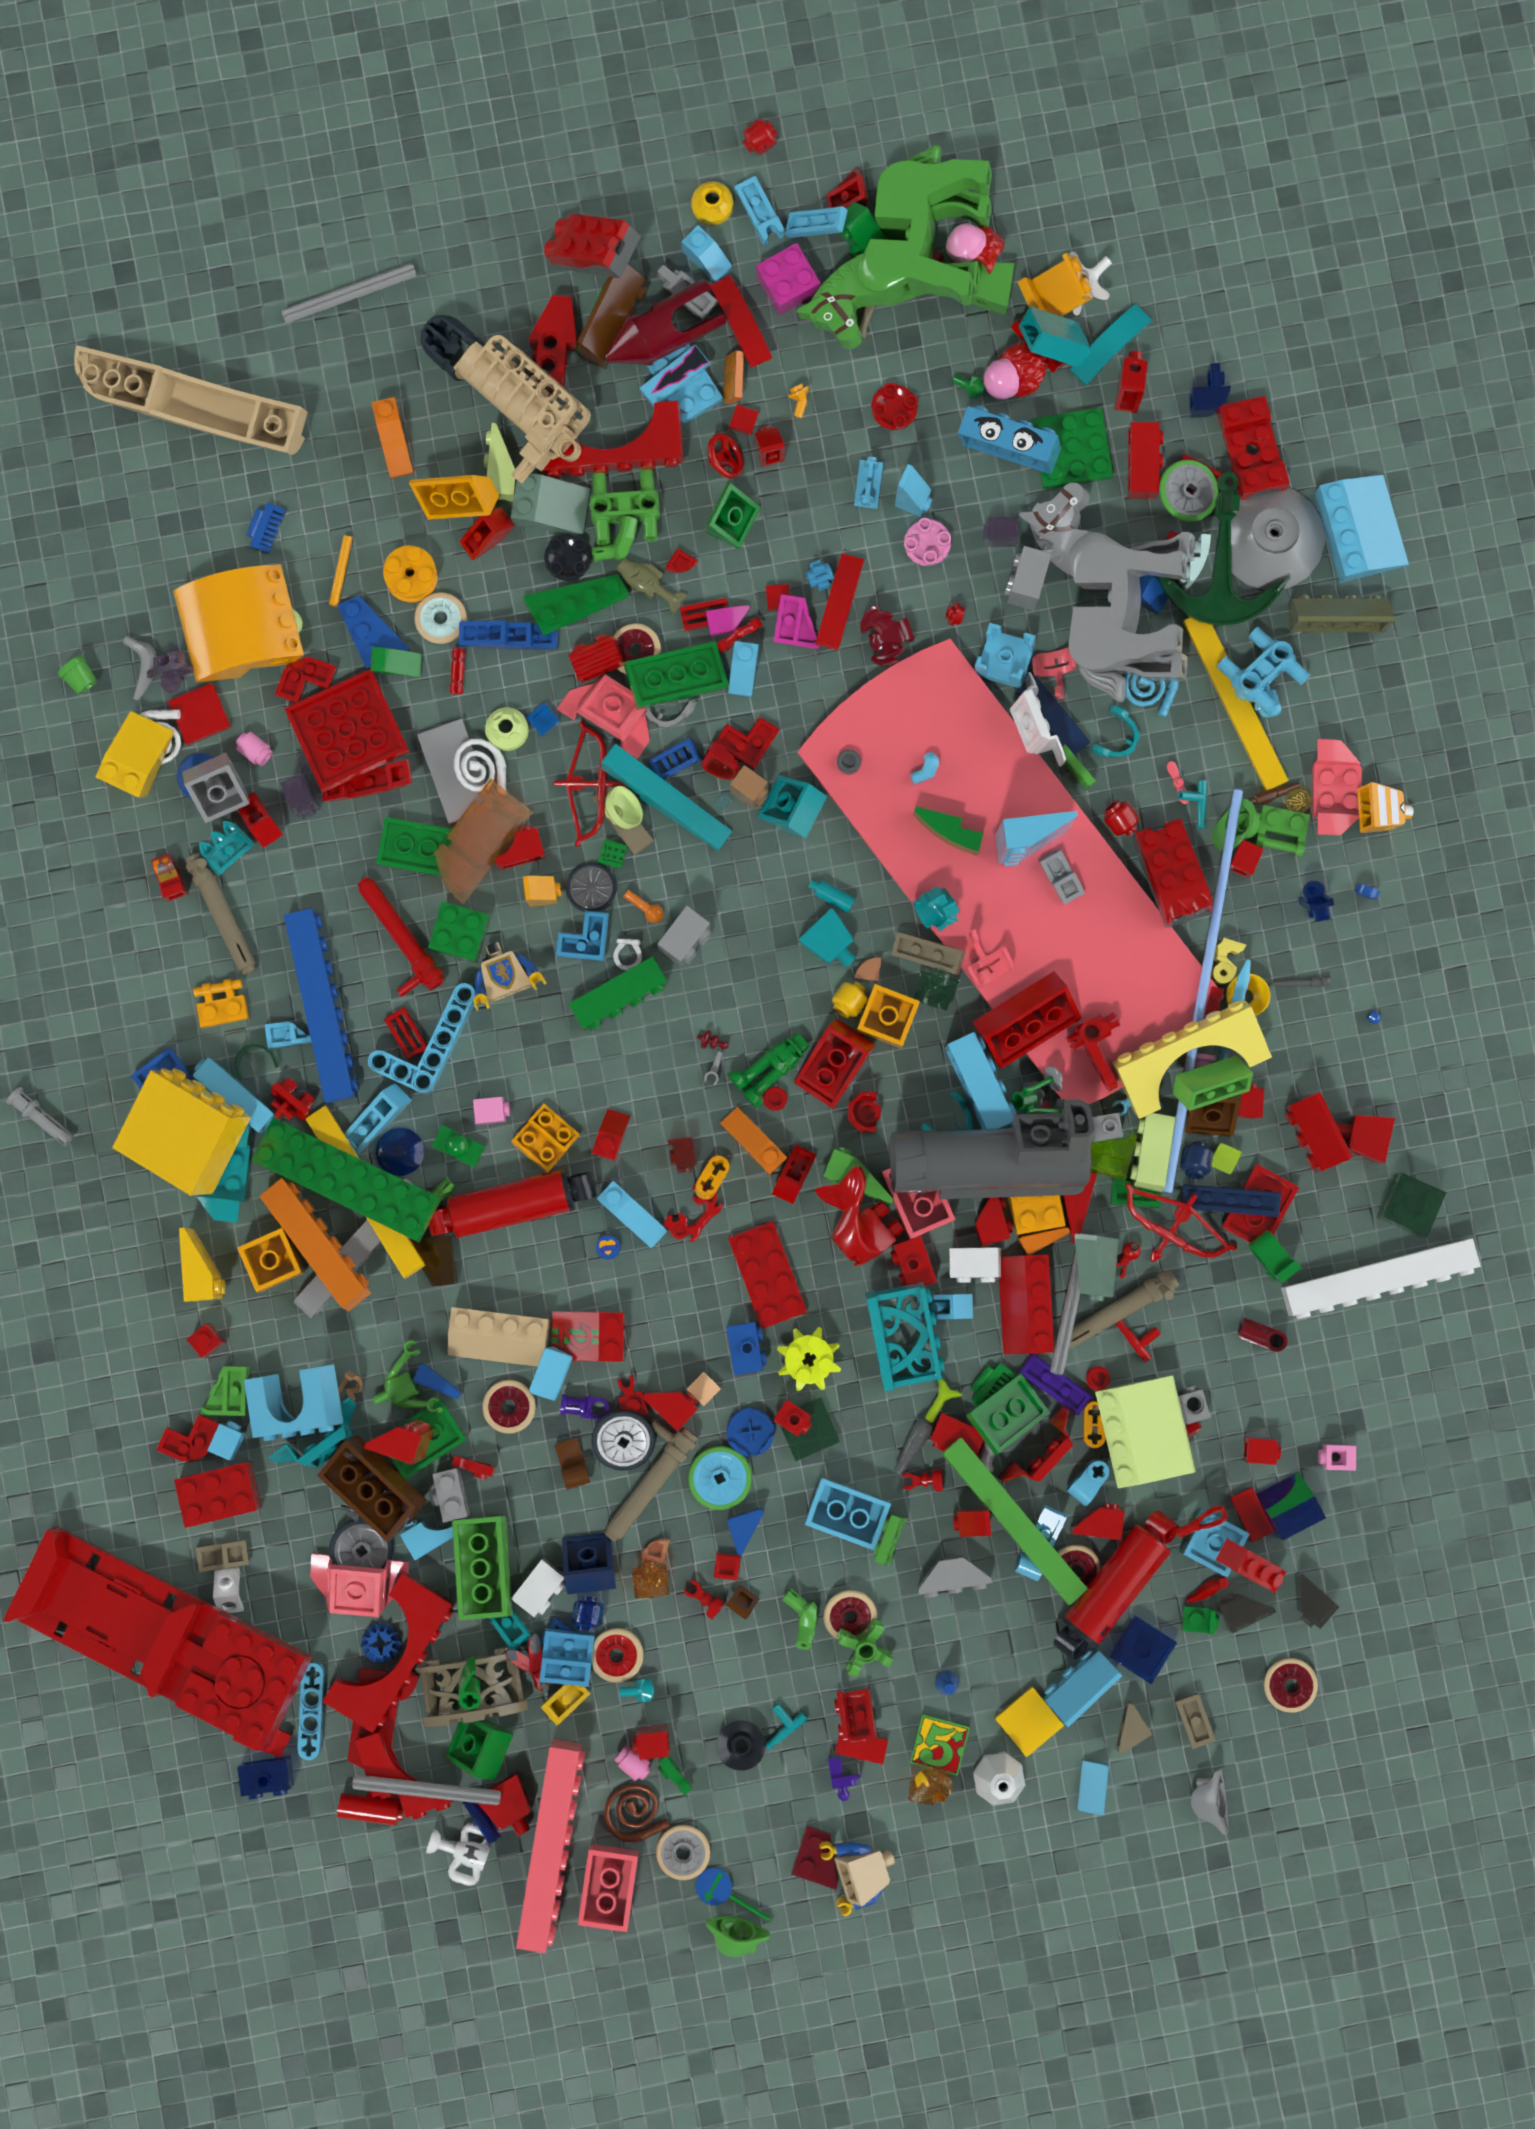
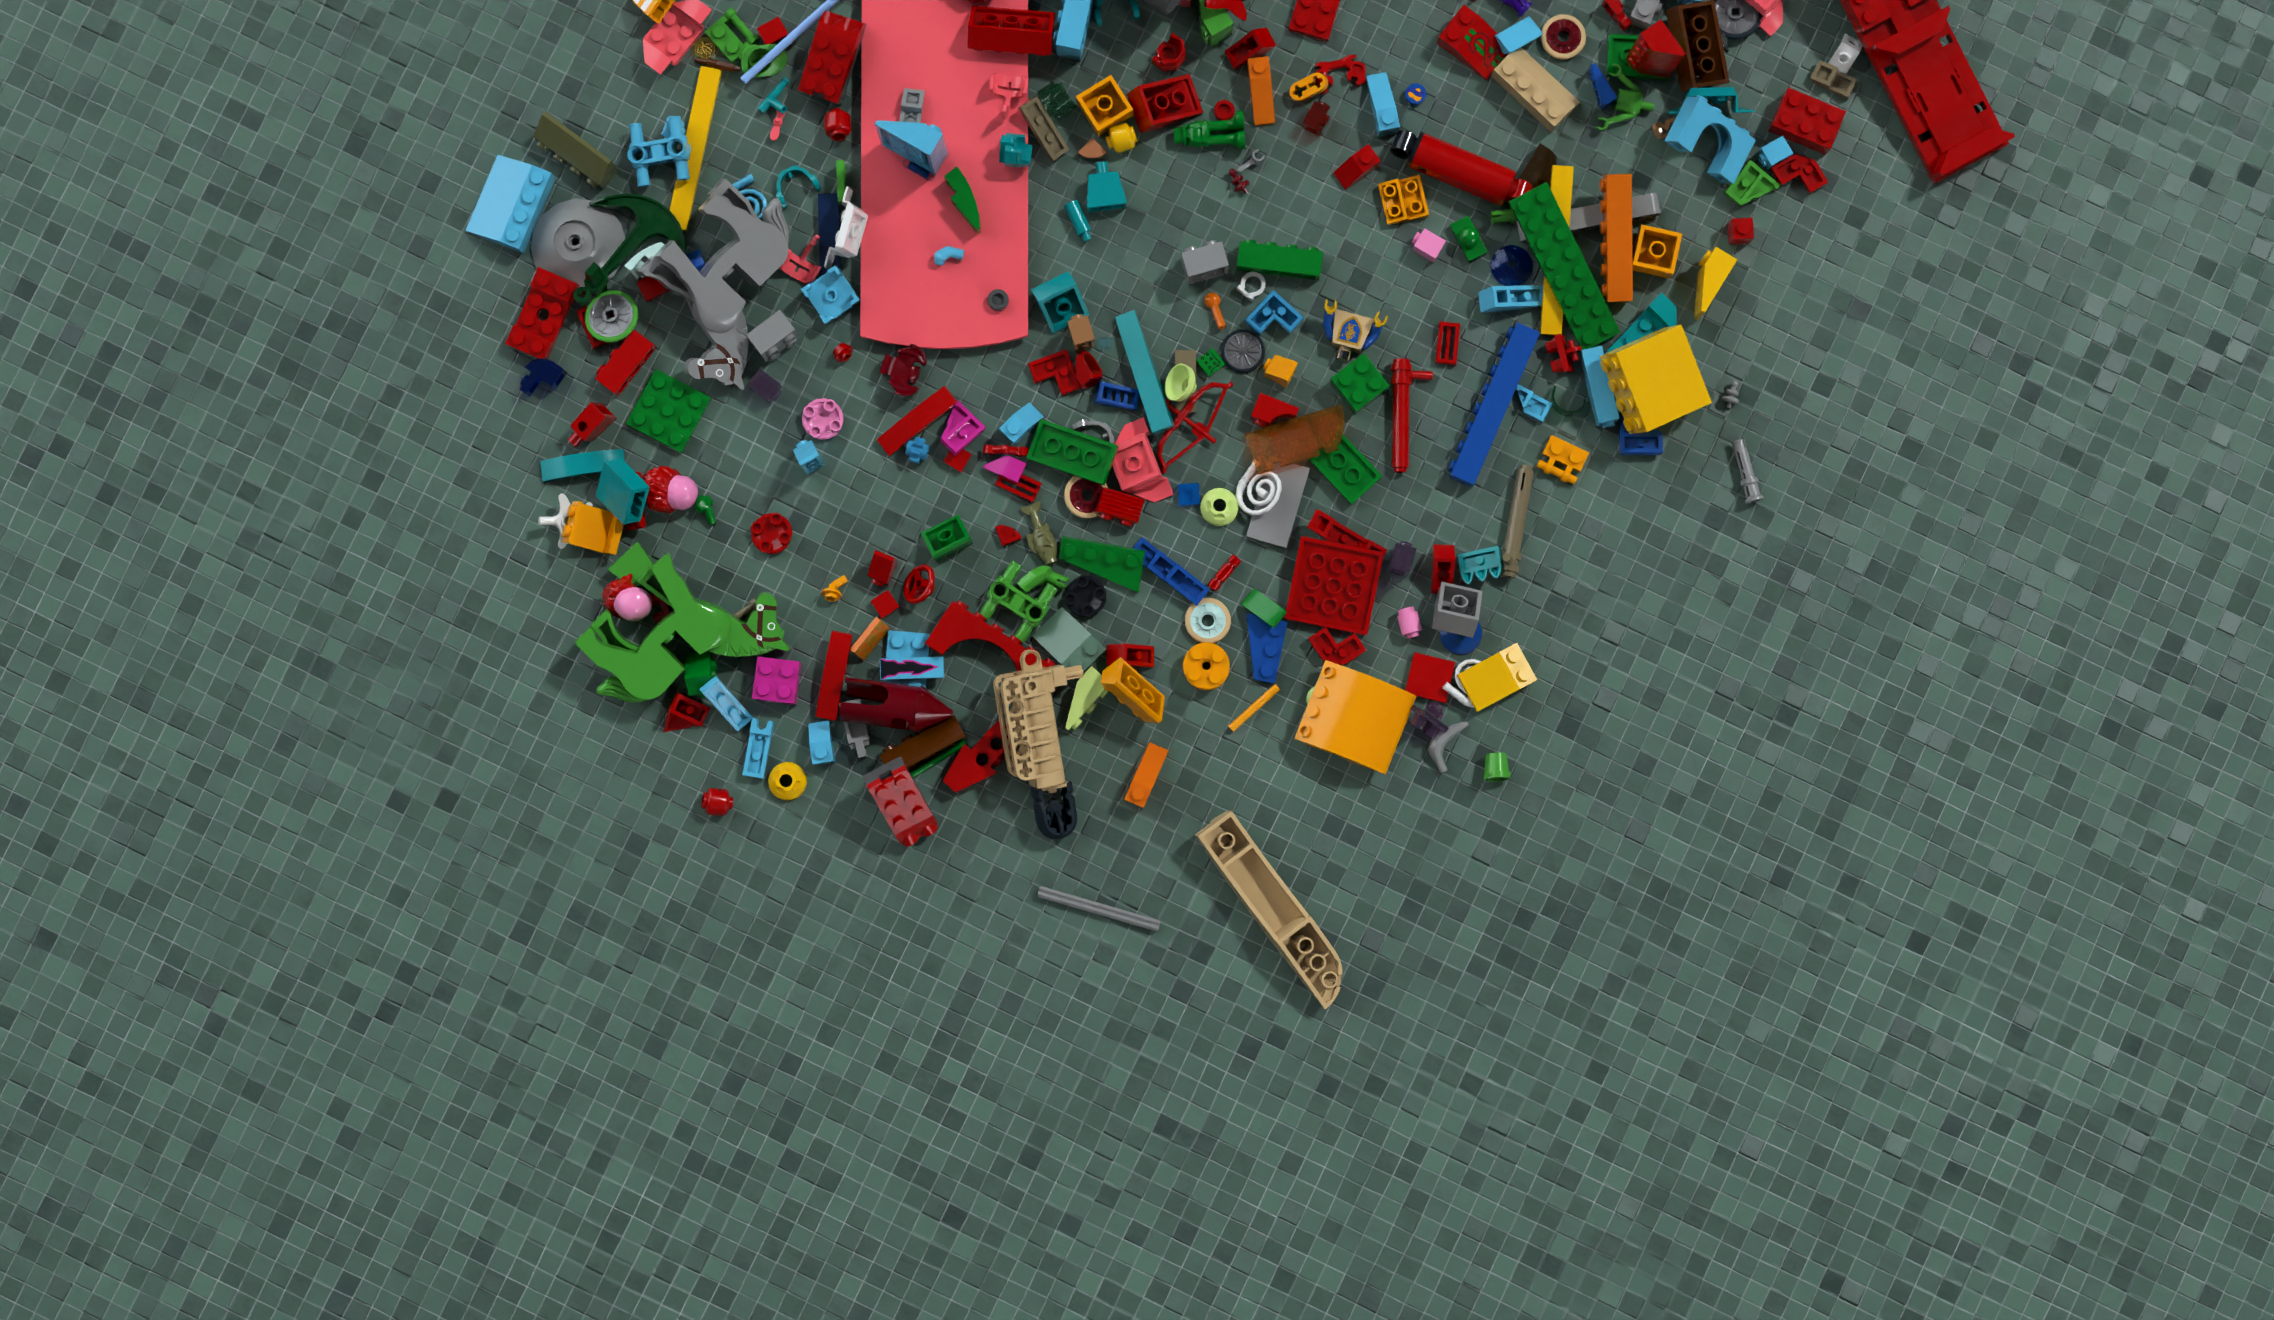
camera: 140 degrees left, 0 degrees up
(106, 1182) = (1731, 393): none -> light grey hair
(169, 877) = (1535, 575): red leg -> none
(259, 526) = (1287, 784): blue piece -> none
(433, 1047) = (1435, 316): medium azure beam -> none
(868, 483) = (832, 492): medium azure hinge -> none
(1009, 439) = (711, 441): dark azure brick -> none

